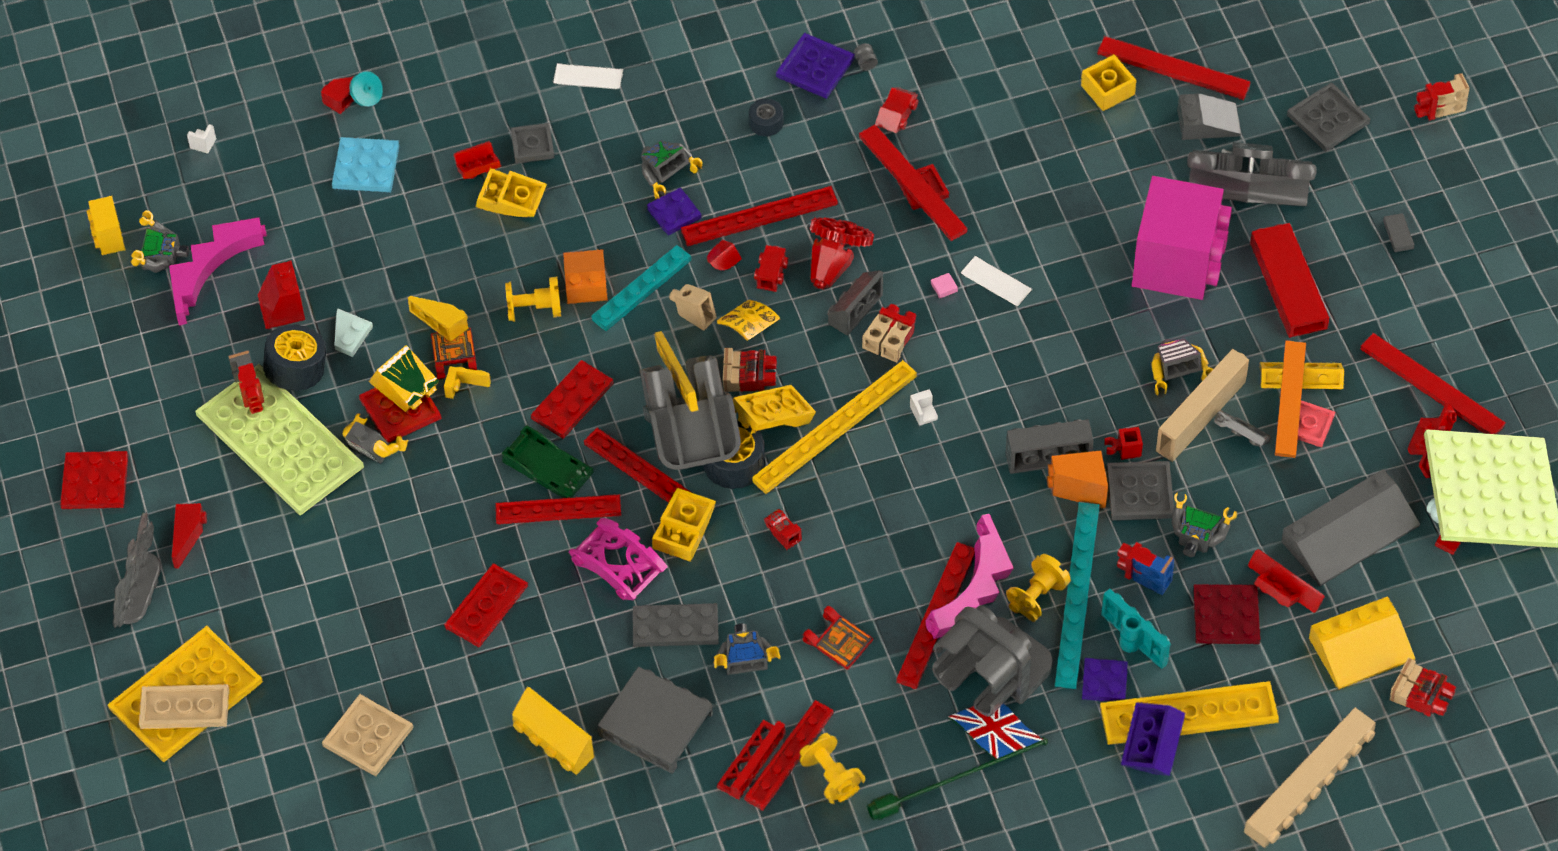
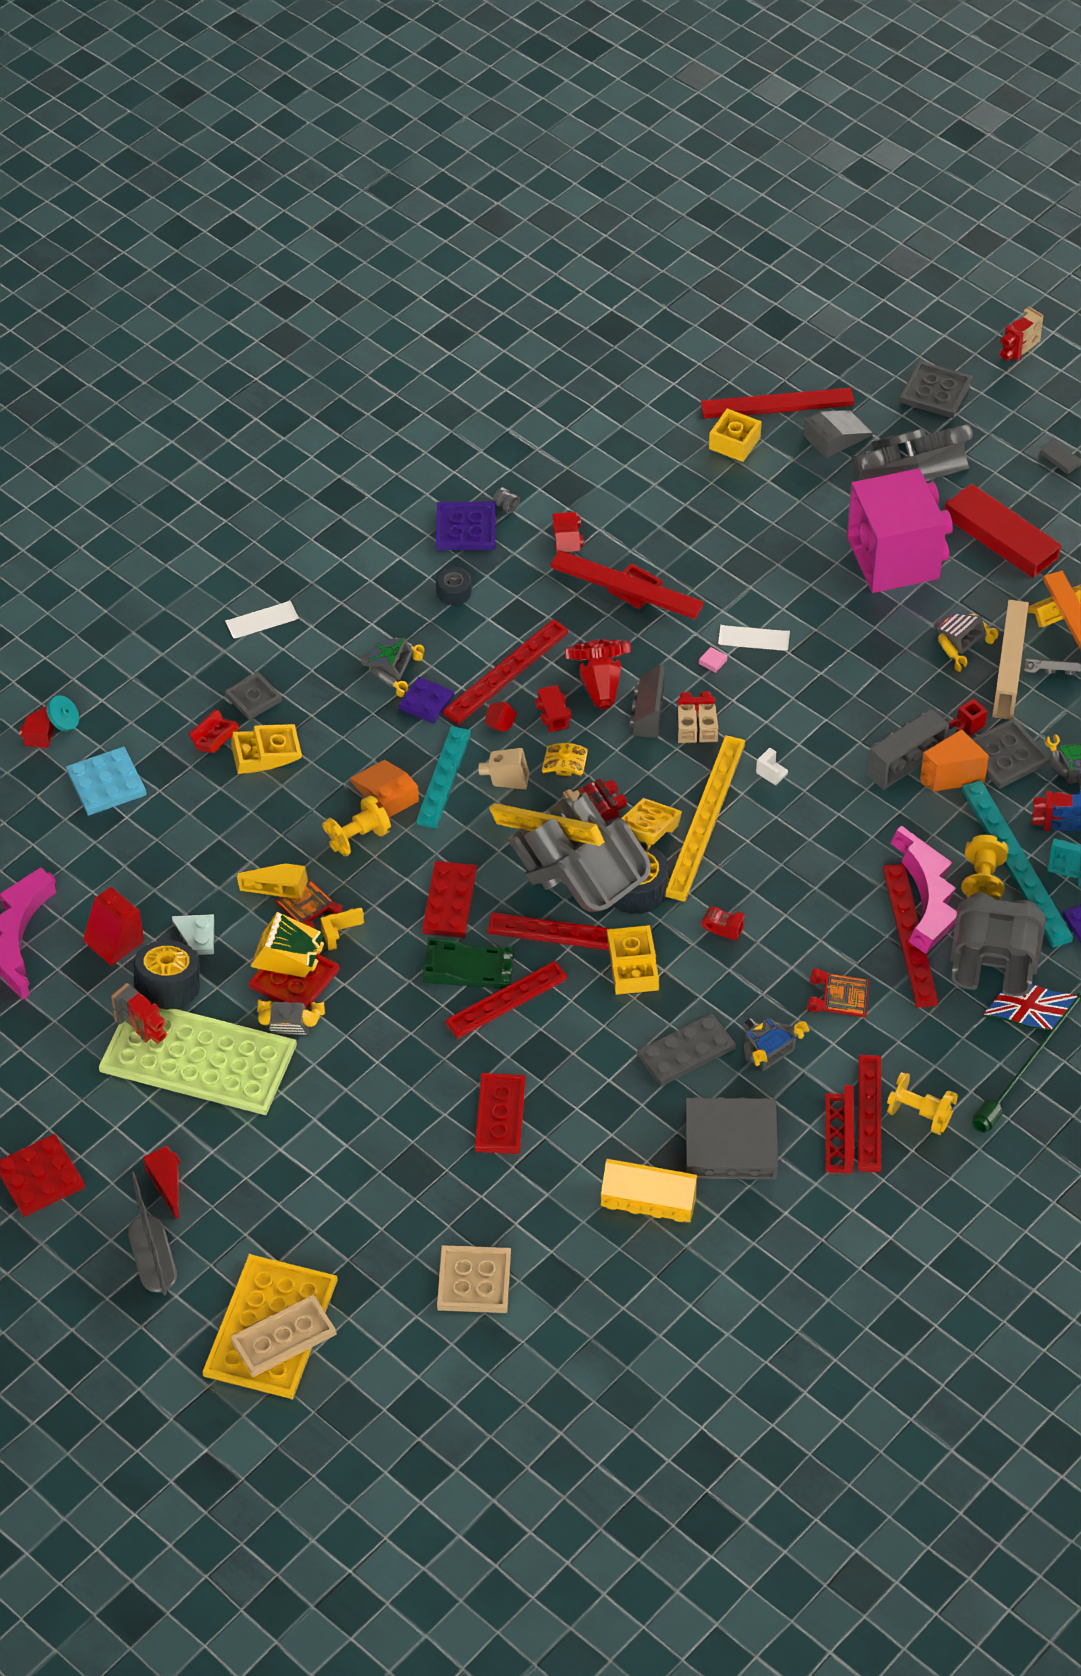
camera: 30 degrees left, 5 degrees down
(601, 538) = (579, 1026): dark pink fence -> none

